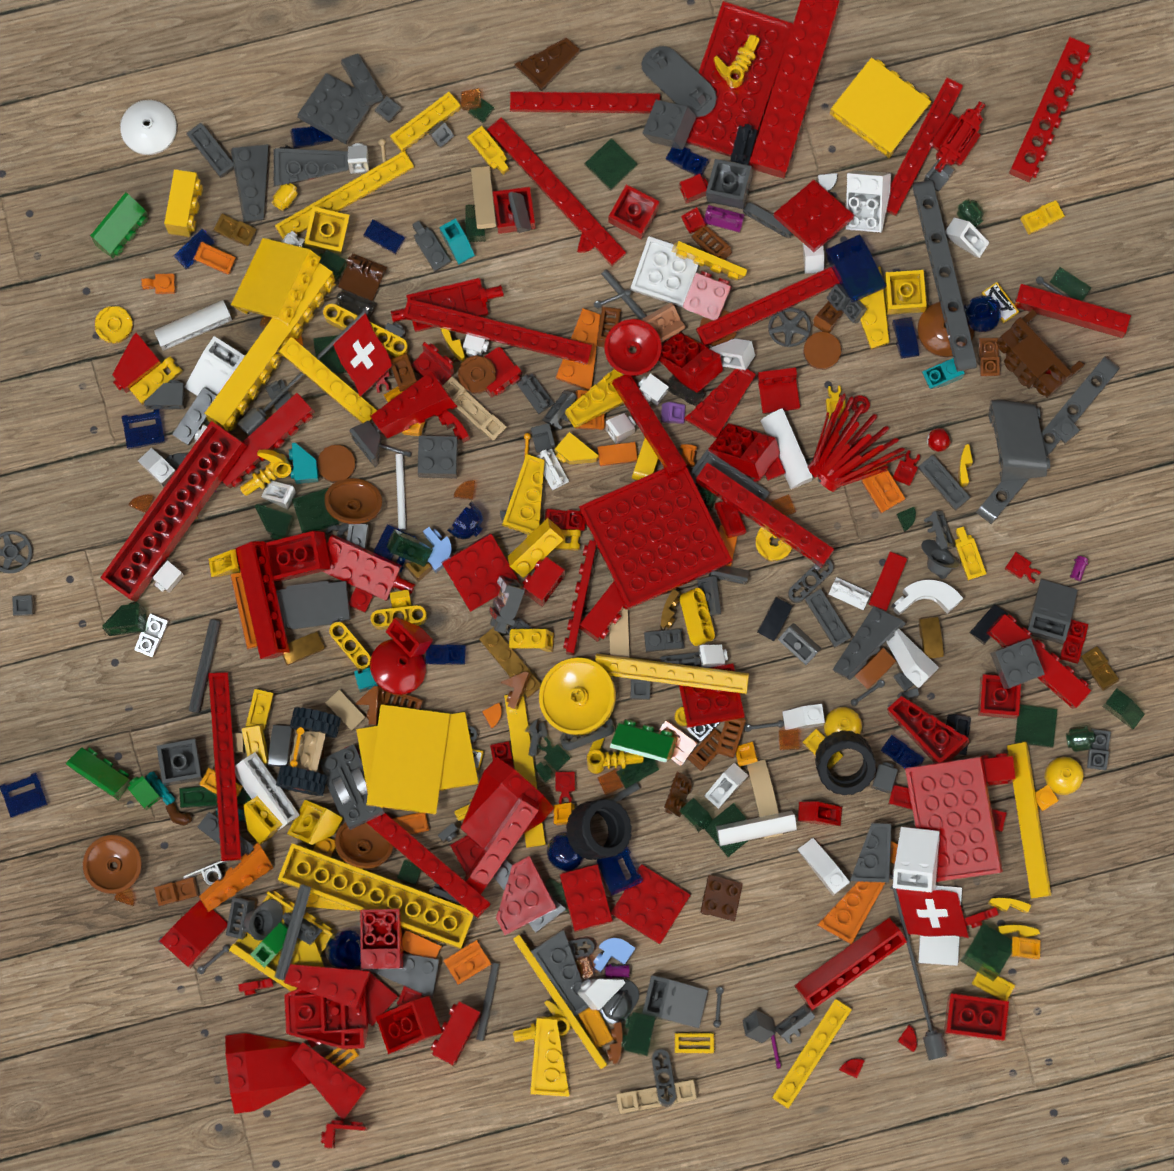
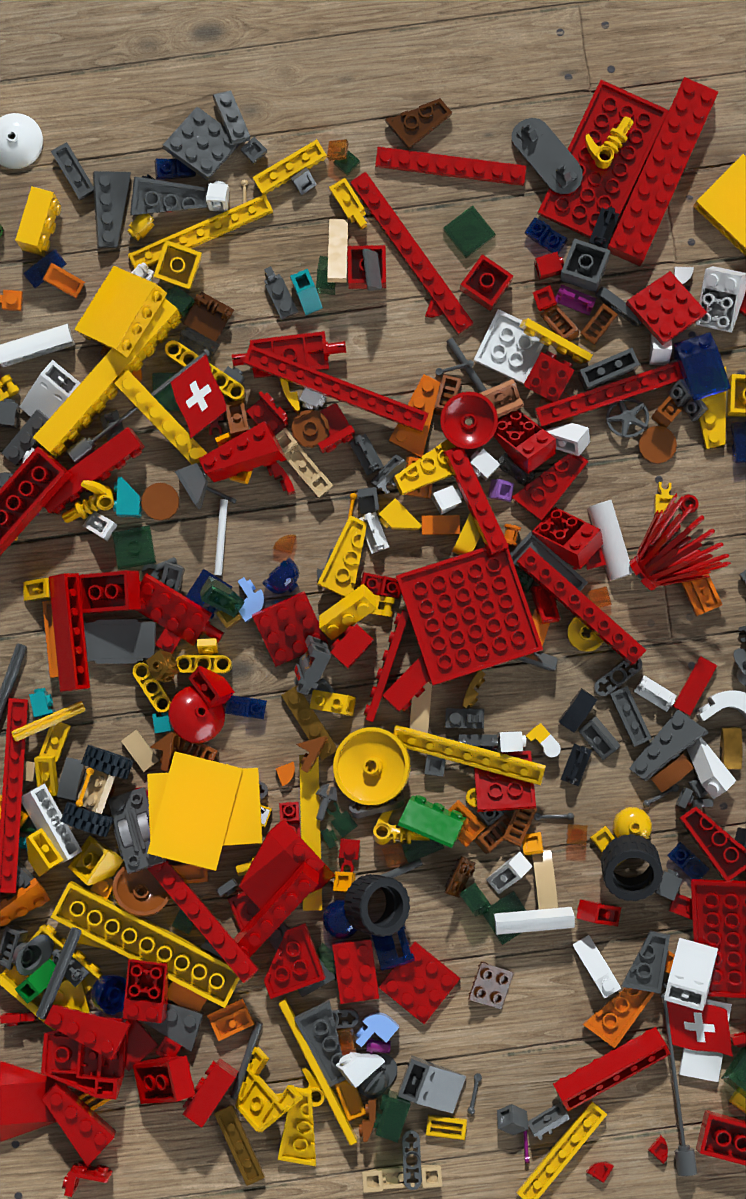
camera: 10 degrees right, 5 degrees up
(234, 230) = (87, 254): pearl gold slope -> none
(242, 674) = (41, 703): none -> teal brick
(251, 690) = (48, 721): none -> yellow axle
(275, 522) = (92, 554): clear green slope -> none
(303, 647) = (105, 683): pearl gold slope -> none
(353, 501) = (173, 535): dark orange dish -> none
(359, 622) = (162, 666): none -> pearl gold brick
(384, 237) = (235, 278): clear blue plate -> none
(437, 457) = (261, 507): dark grey brick -> none
(490, 1084) = (239, 1145): none -> pearl gold plate
(506, 1038) = (257, 1100): none -> yellow wing
(669, 124) = (532, 198): dark grey brick -> none
(697, 617) = (500, 699): yellow beam -> none
(710, 589) = (515, 680): dark grey plate -> none
(744, 236) = (598, 314): none -> dark orange slope
(745, 651) = (549, 745): none -> leg
(764, 282) = (608, 369): none -> dark grey brick
(778, 390) = (609, 480): red bracket -> none
(780, 672) = (576, 764): none -> black hinge
(804, 717) = (594, 814): white slope -> none
(891, 691) = (685, 798): none -> dark grey plate
(905, 470) = (726, 576): red plate -> none
(906, 518) = (721, 624): clear green tile -> none

